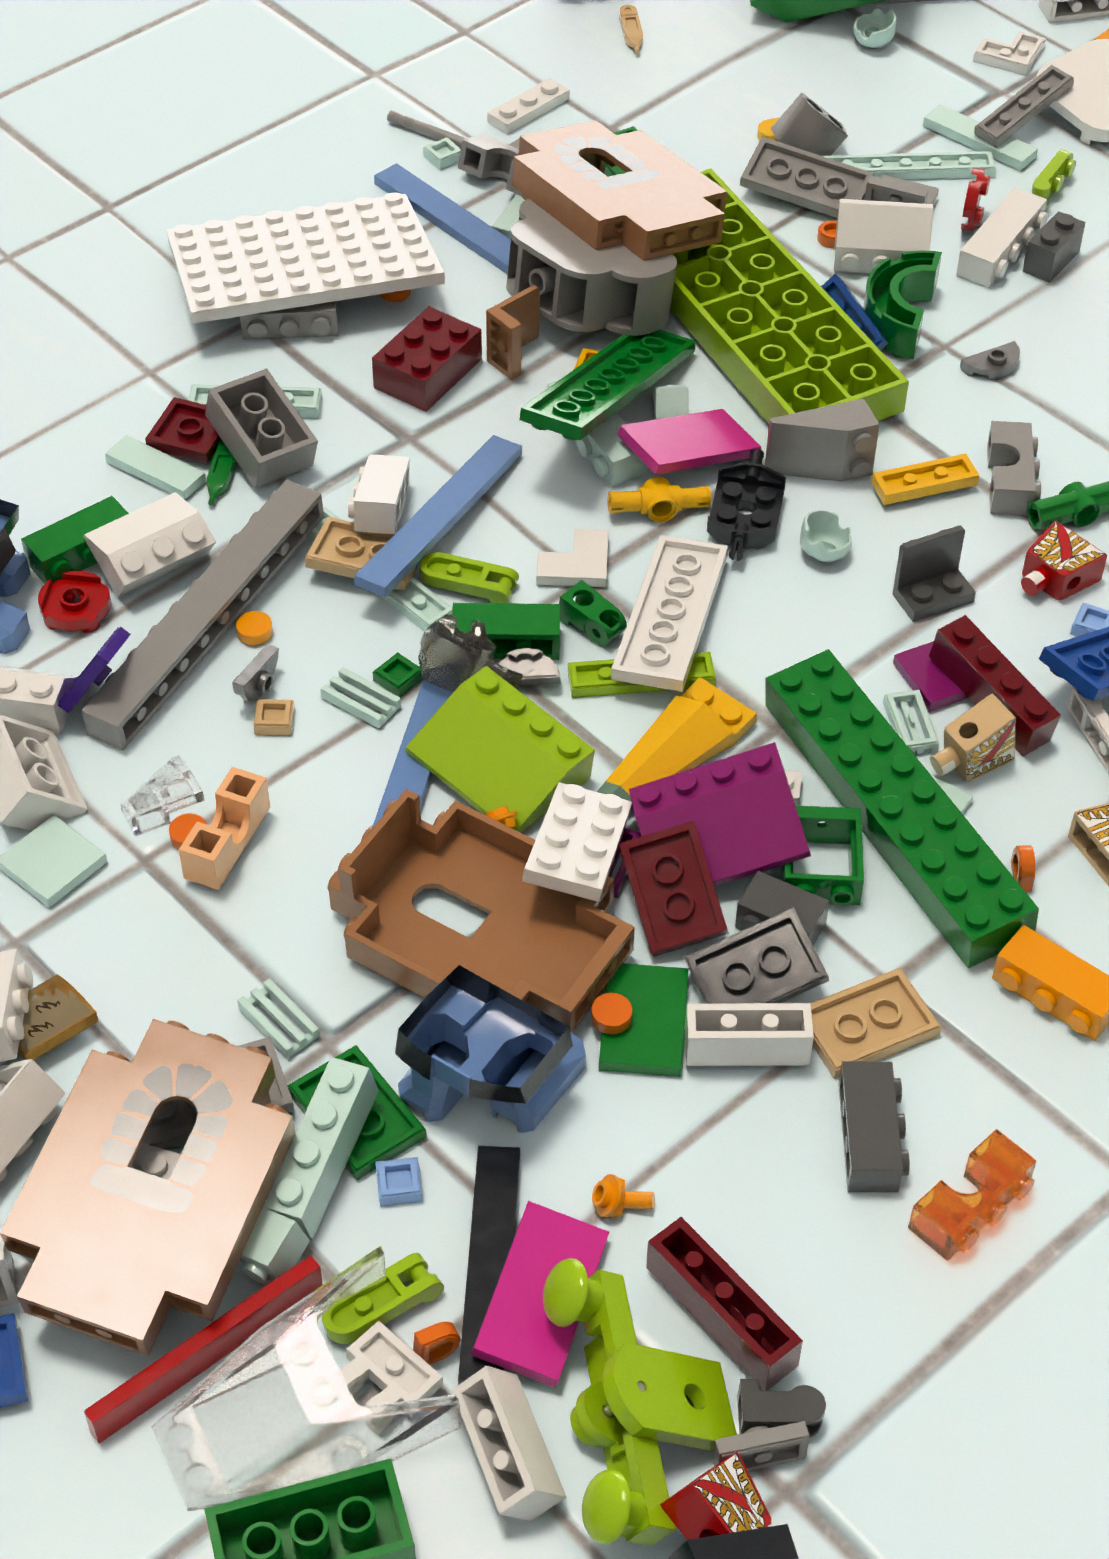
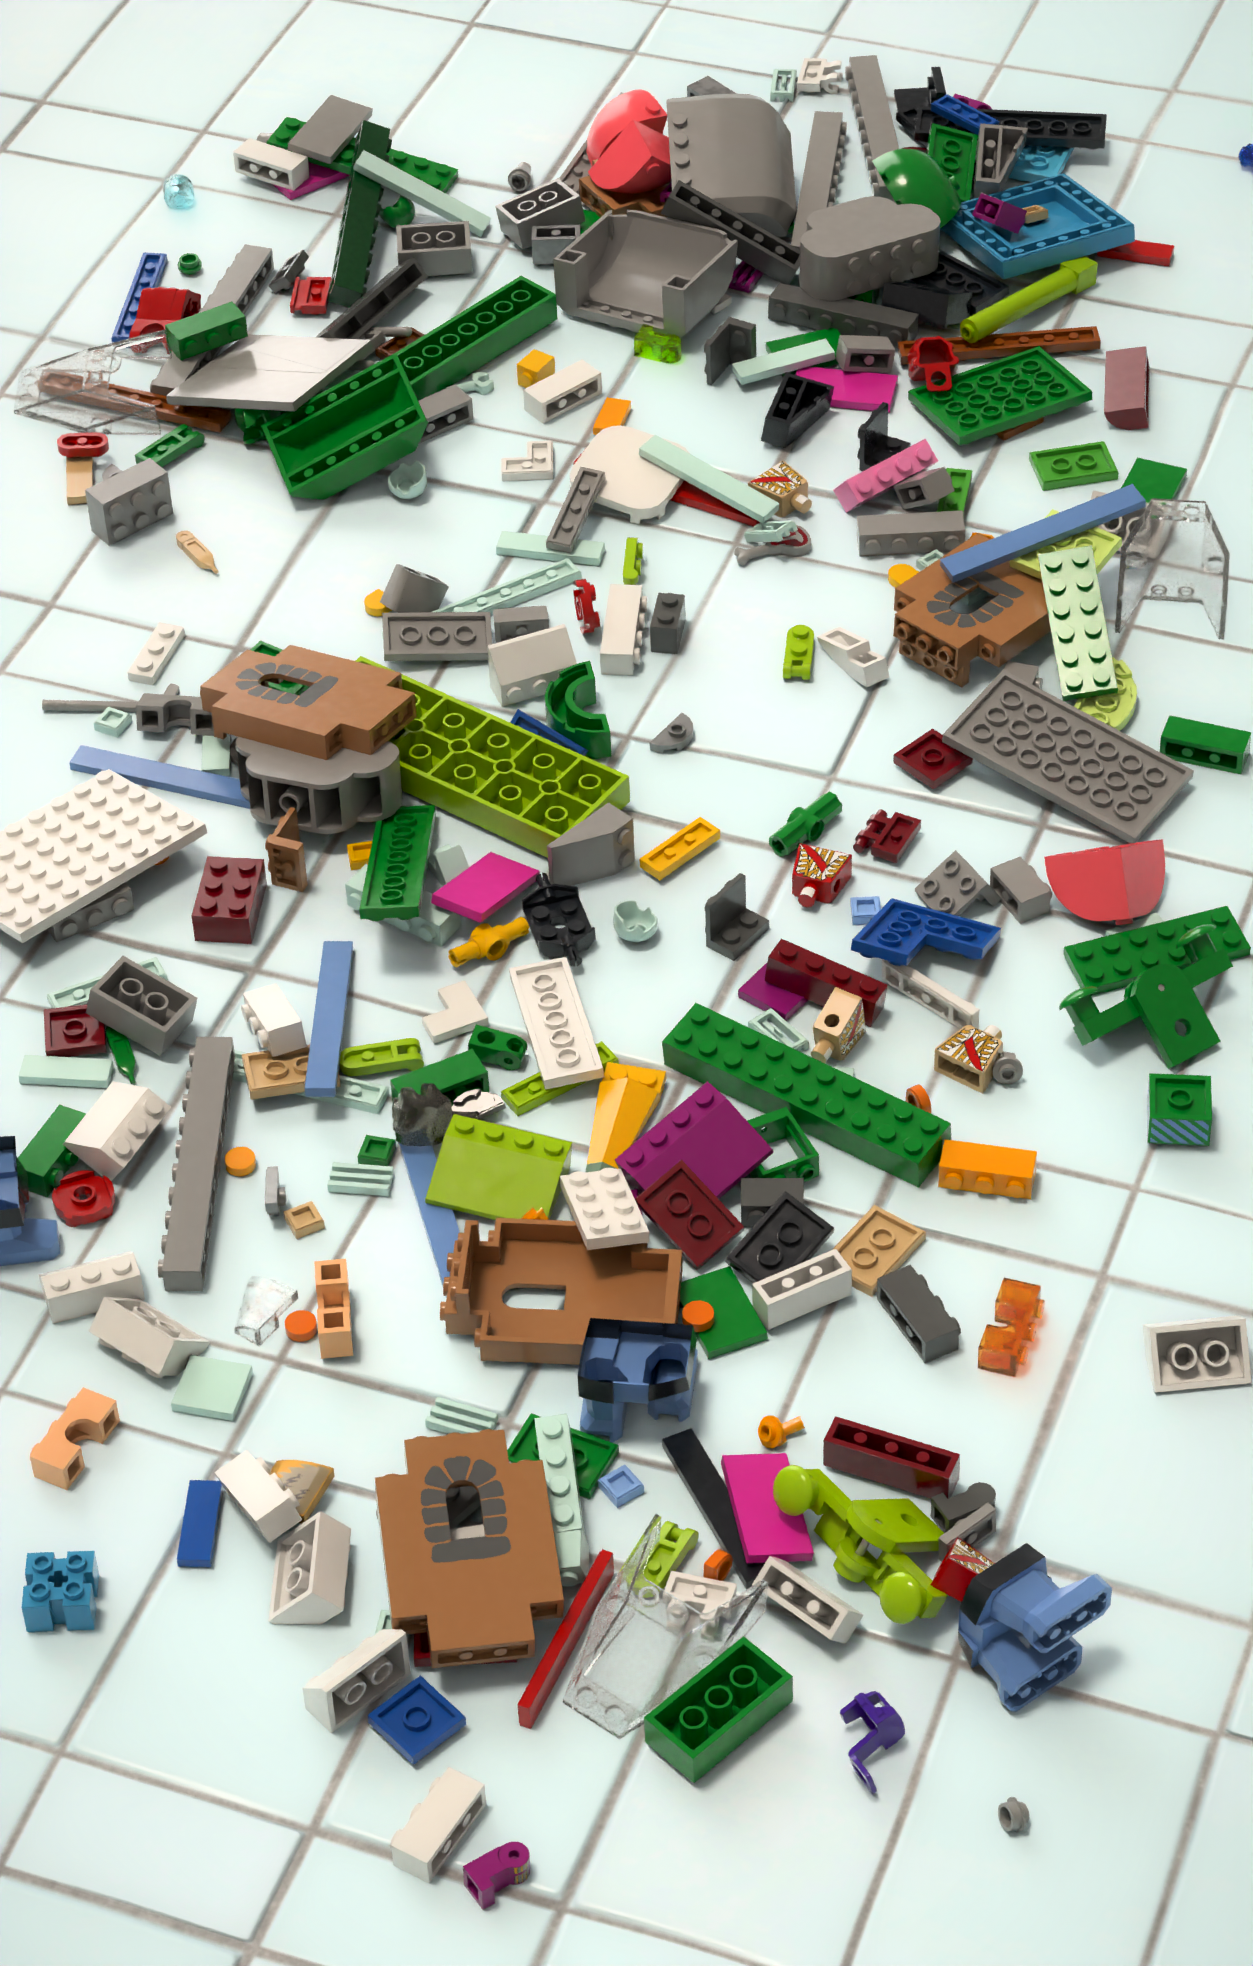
camera: 25 degrees left, 5 degrees down
(95, 671) = (152, 1236): dark purple plate -> none
(827, 233) = (480, 675): orange tile -> none
(1015, 470) = (748, 824): light grey arch -> none

